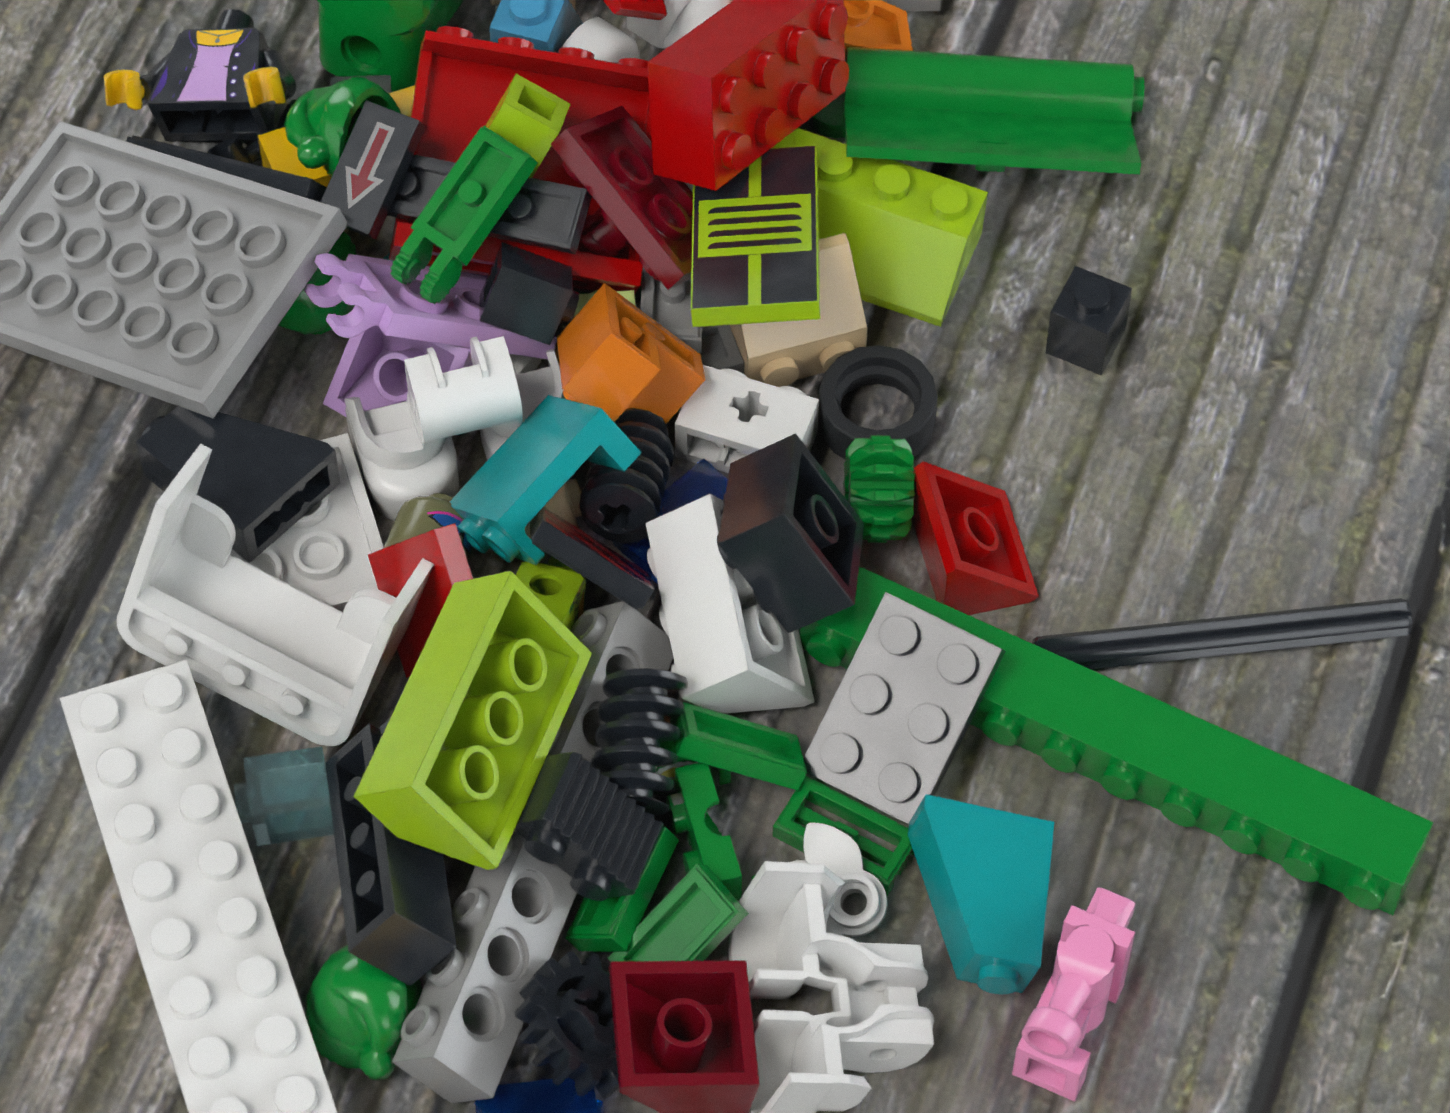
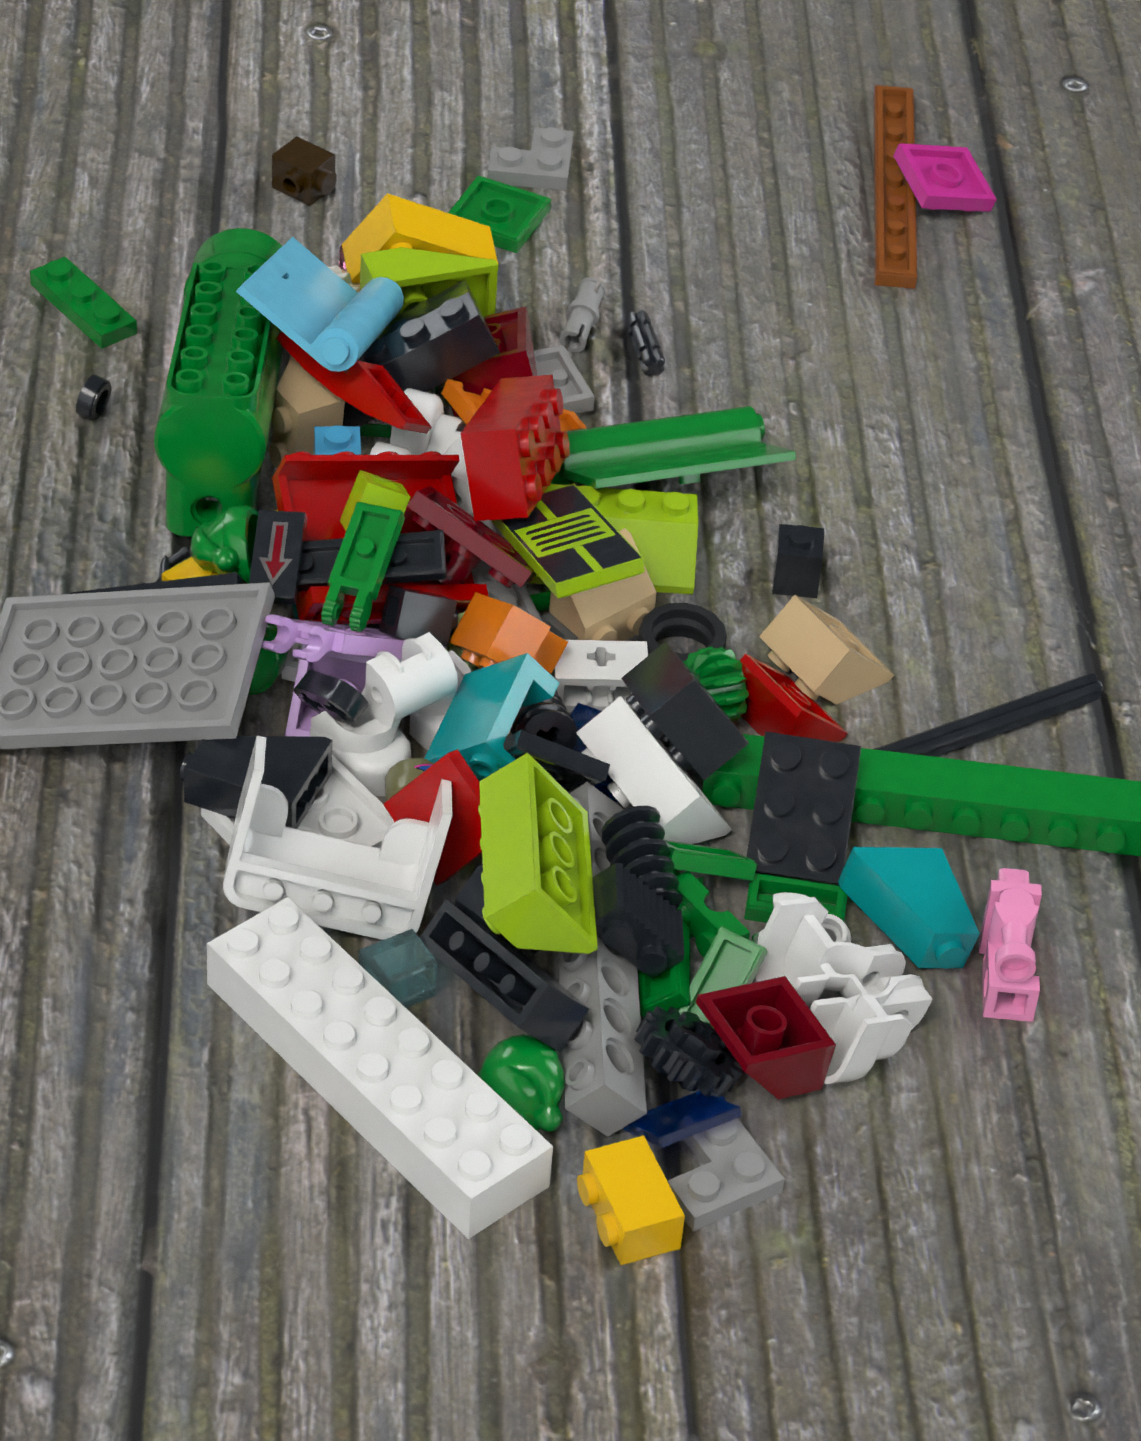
camera: 25 degrees left, 15 degrees down
(210, 83) = (109, 549): torso -> none
(367, 383) = (331, 695): none -> black beam
(1058, 471) = (822, 653): none -> tan slope

